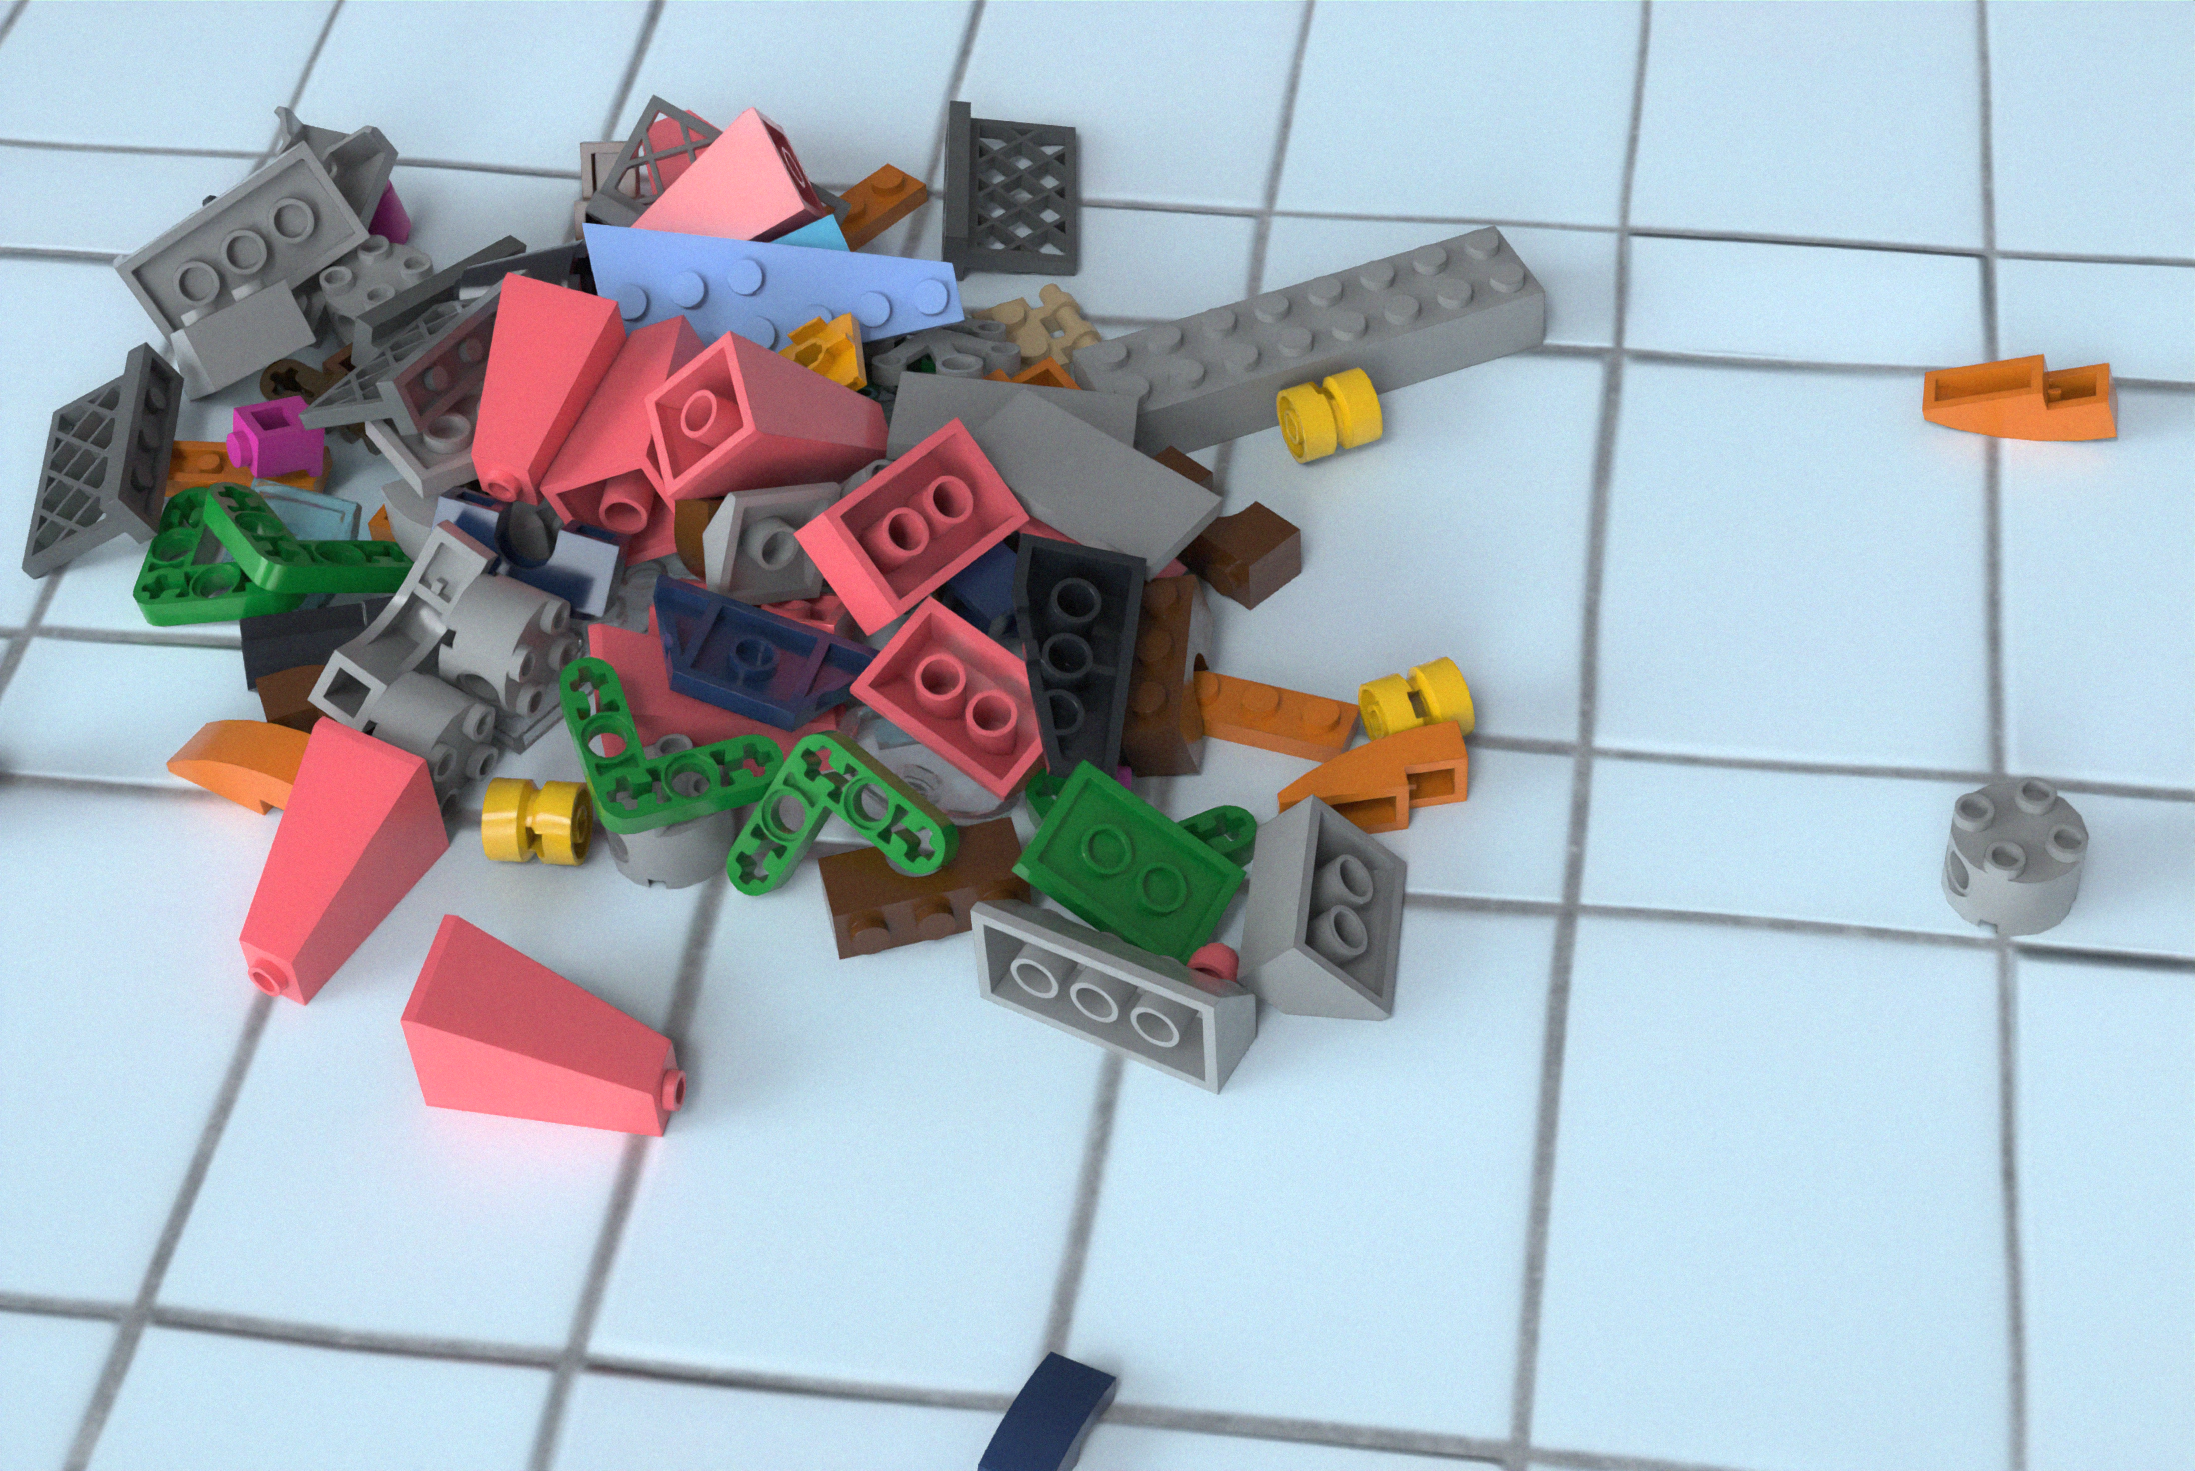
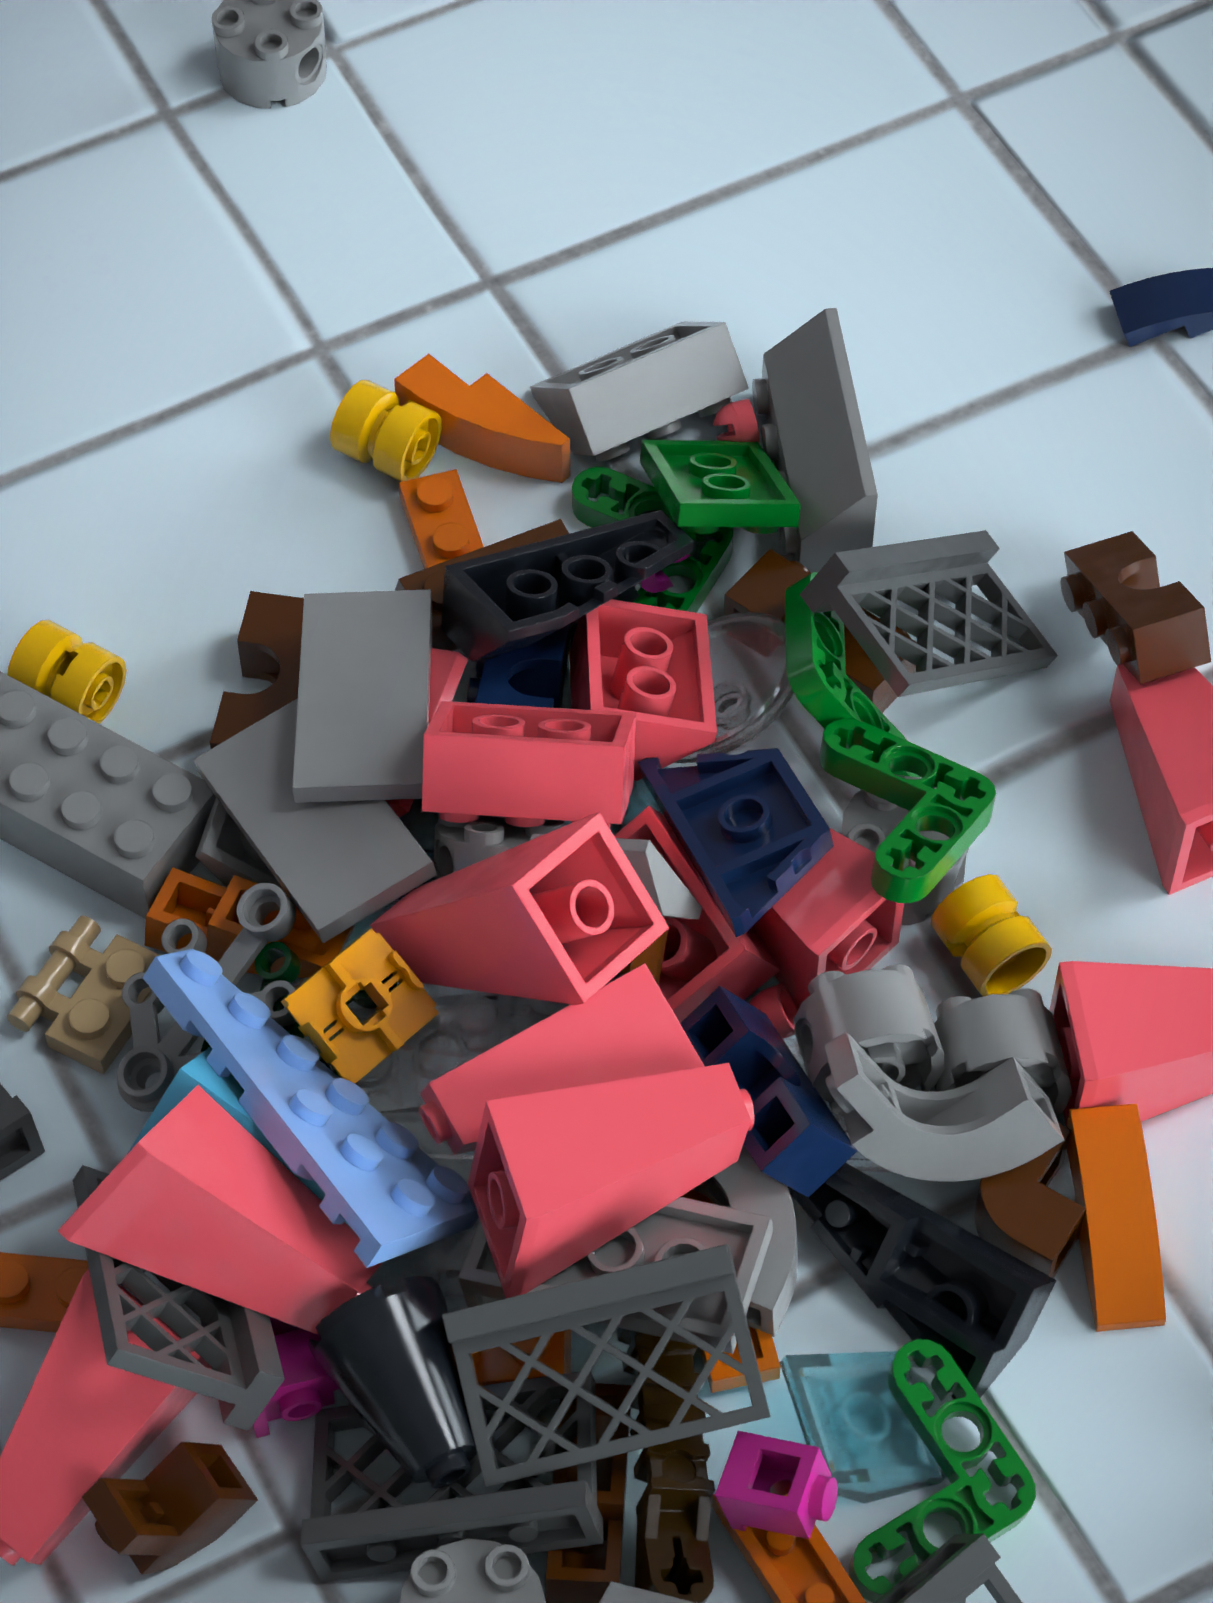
camera: 130 degrees left, 10 degrees up
(294, 566) = (902, 1356): green beam -> none
(758, 1097) = (1121, 600): none -> reddish brown arch
(889, 916) = (913, 575): none -> dark grey fence

